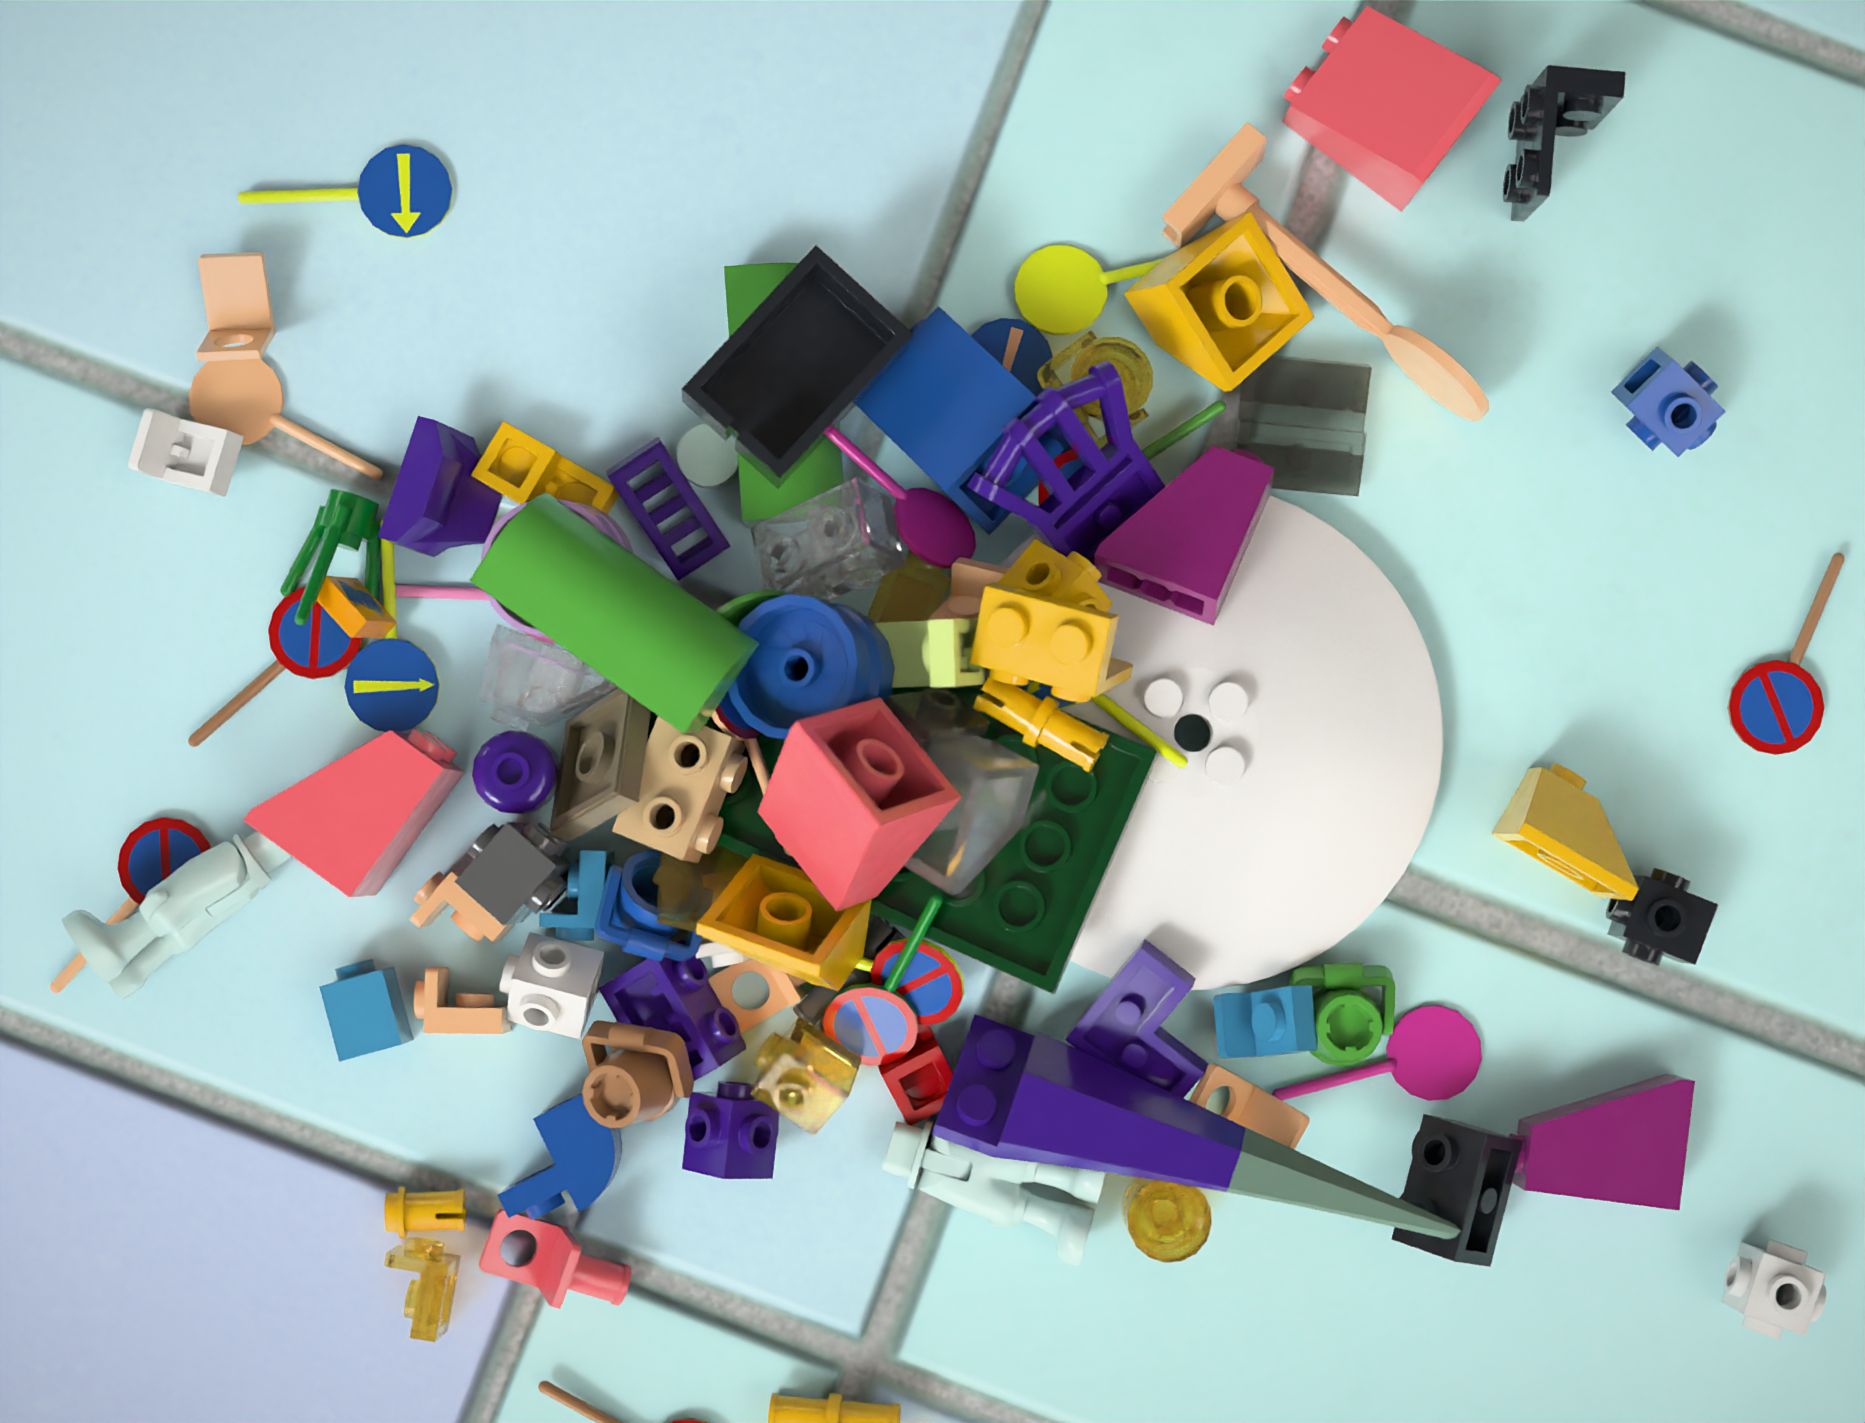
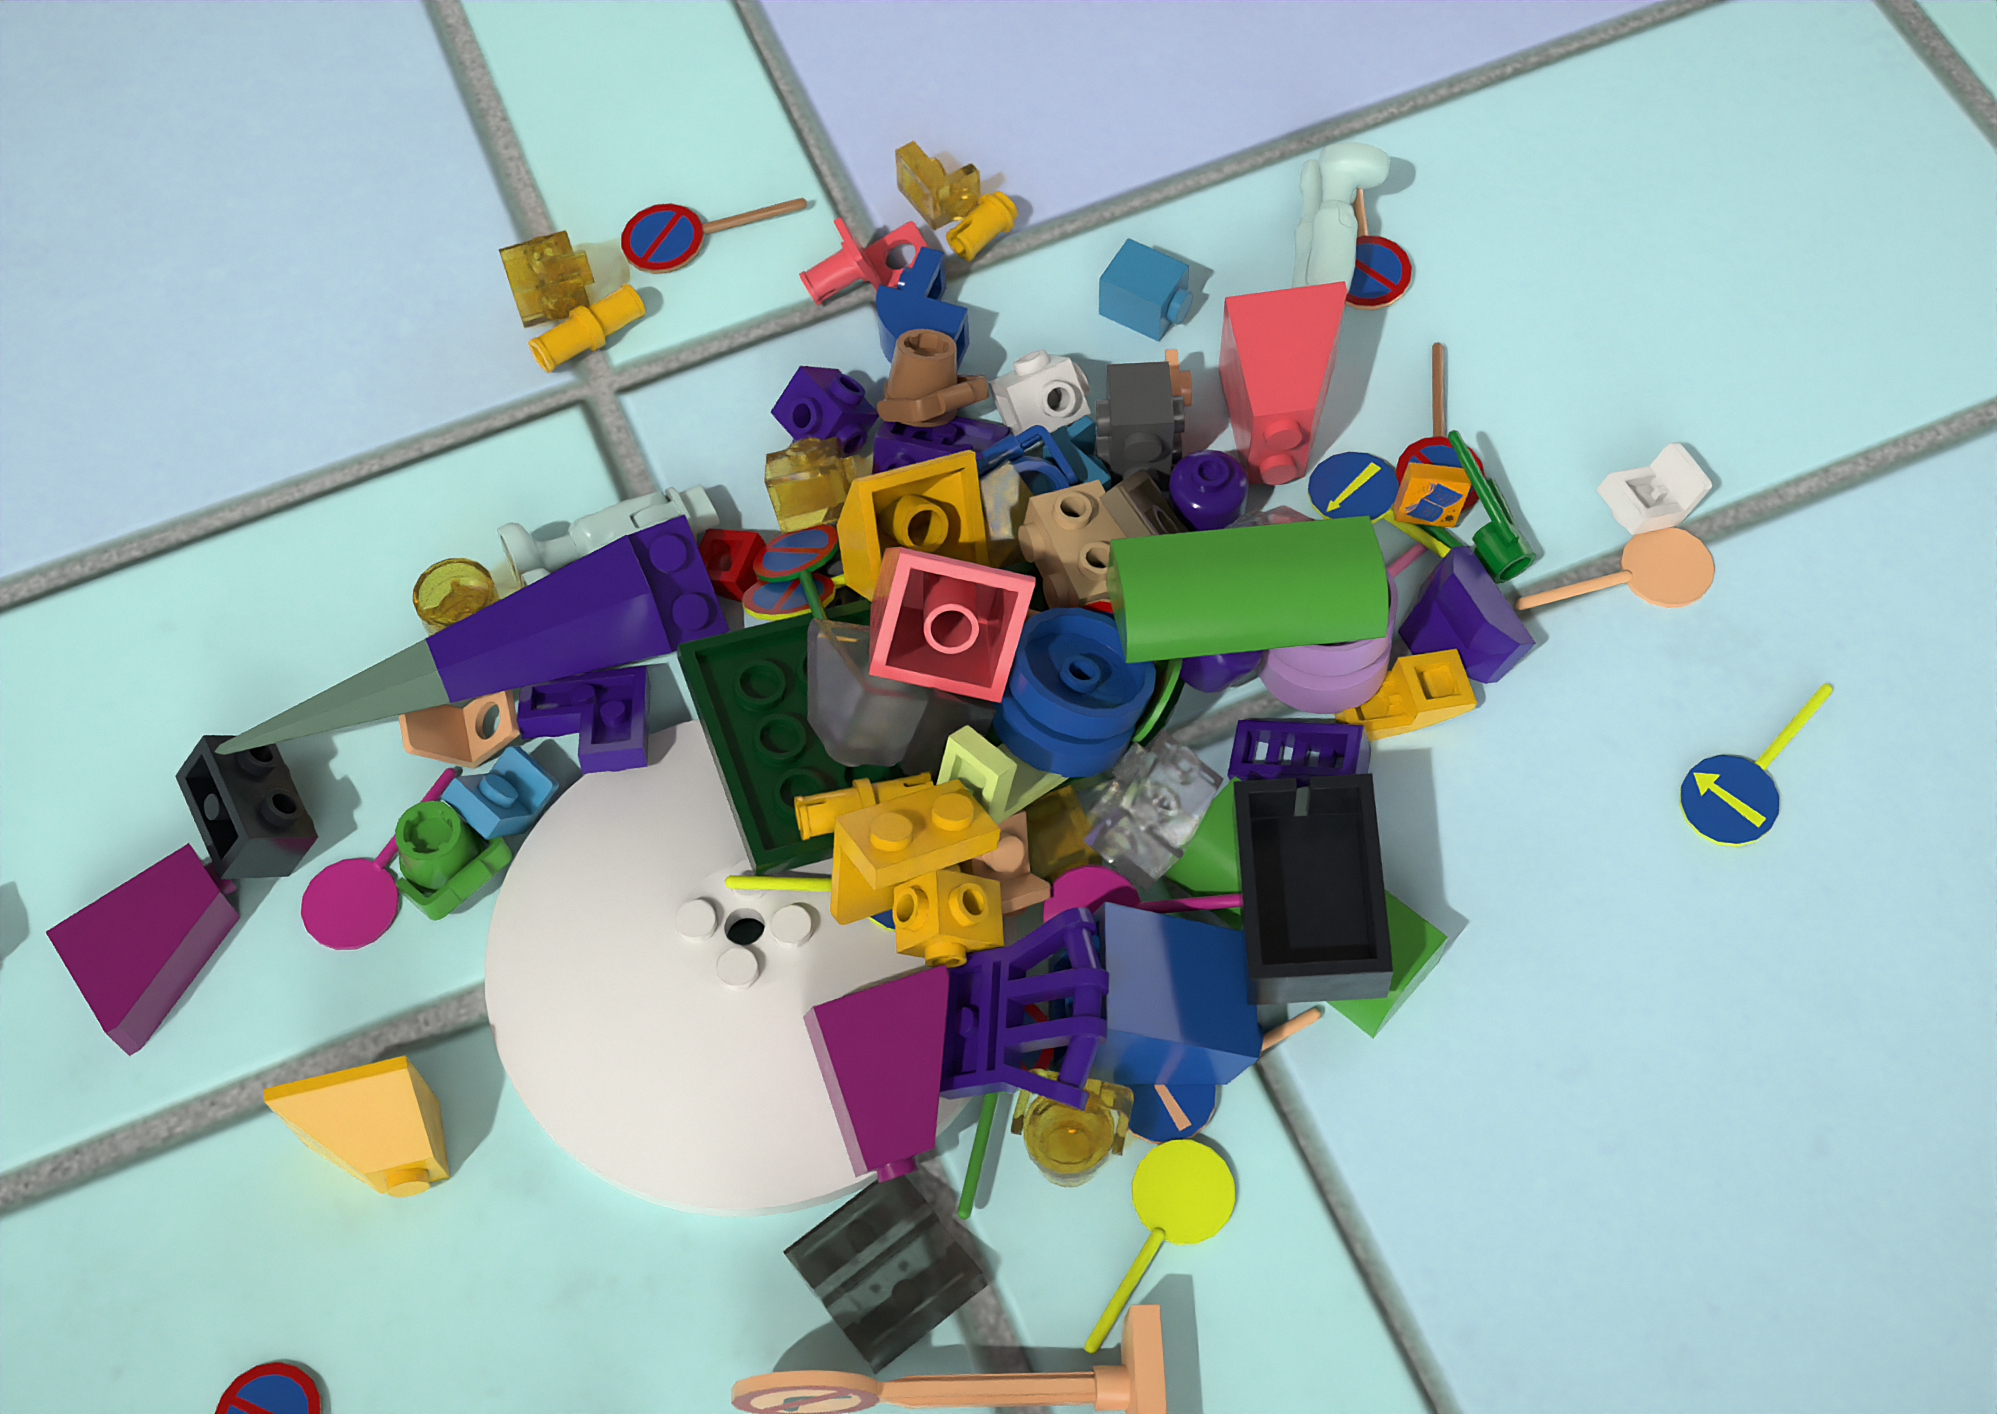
camera: 140 degrees right, 25 degrees down
(236, 306) = (1732, 610): light nougat bracket -> none
(470, 1015) = (1087, 331): light nougat bracket -> none
(1221, 303) = (1040, 1291): yellow slope -> none
(1680, 922) = (232, 1139): black brick -> none

